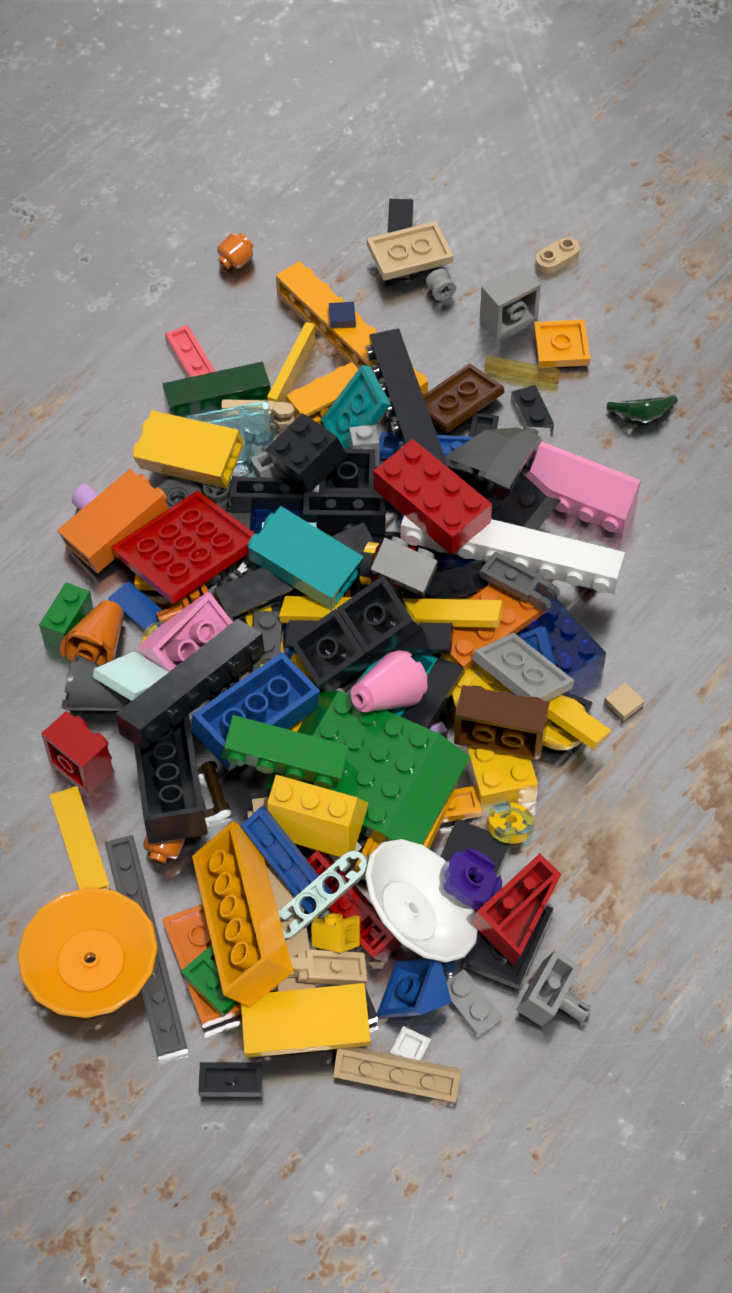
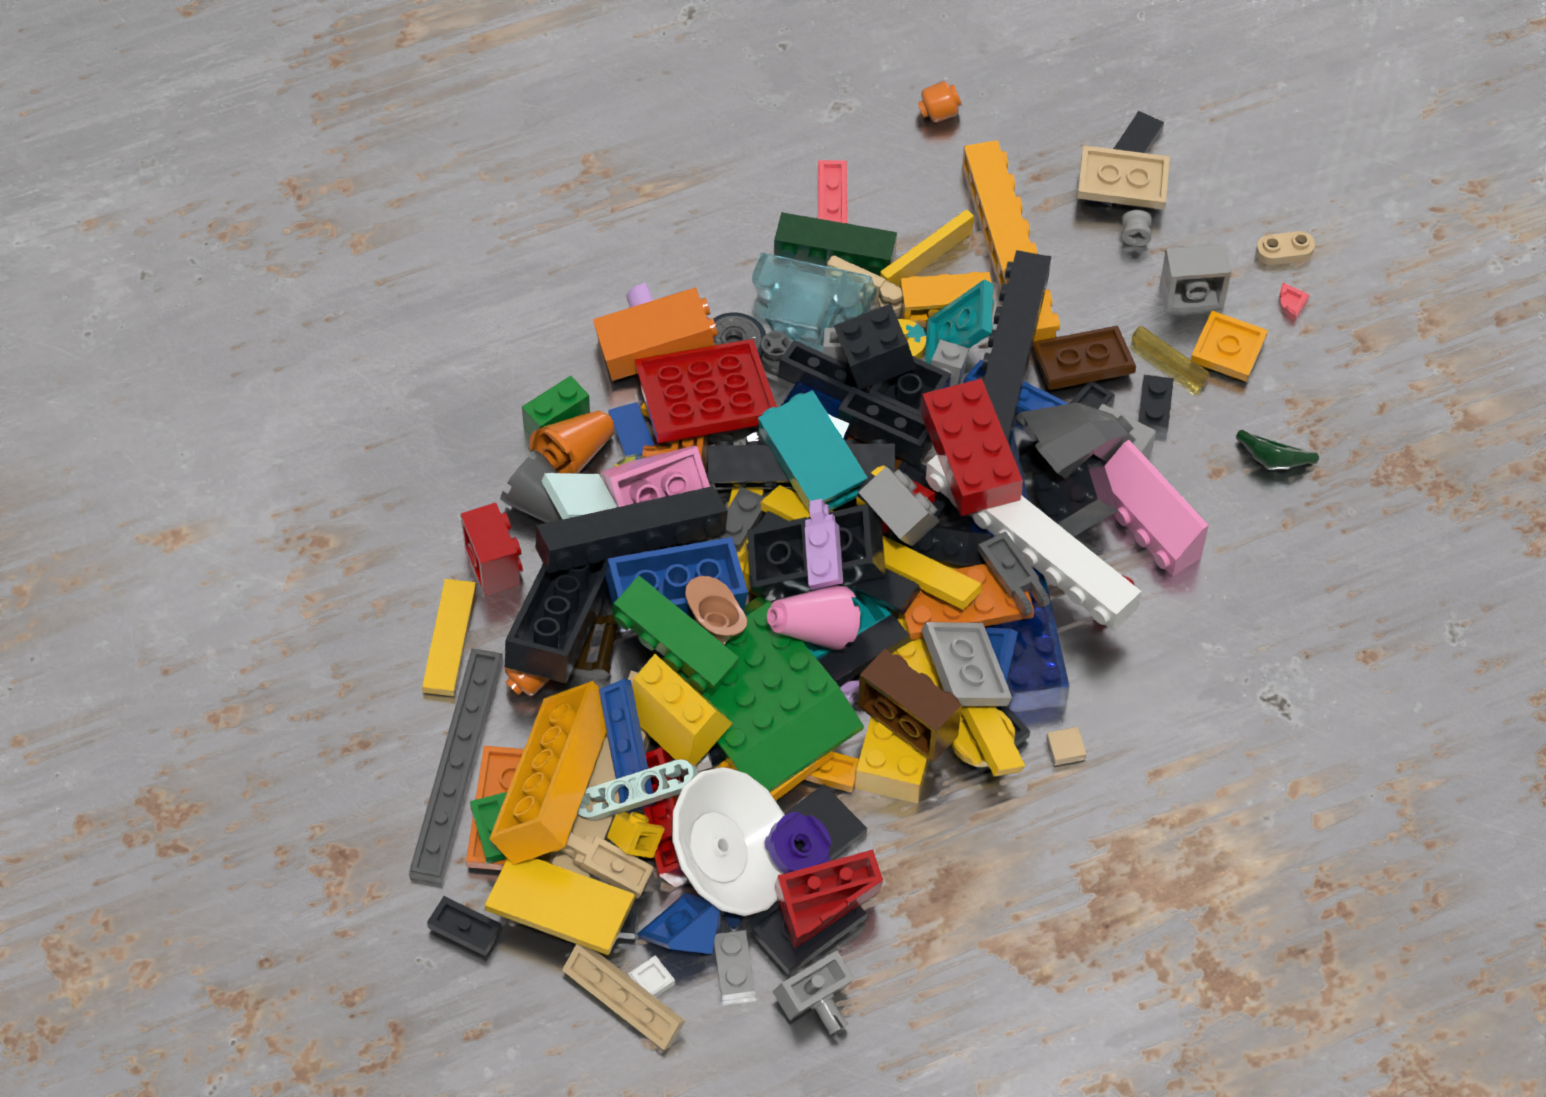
camera: 25 degrees right, 0 degrees up
(81, 927) = (388, 719): light orange dish -> none
(188, 449) = (765, 292): yellow brick -> none
(303, 714) = (715, 608): none -> nougat piece
(342, 315) = (1006, 217): dark blue tile -> none
(364, 626) = (822, 547): none -> lavender hinge
(510, 822) = (876, 823): piece -> none
(585, 291) = (1292, 301): none -> coral tile

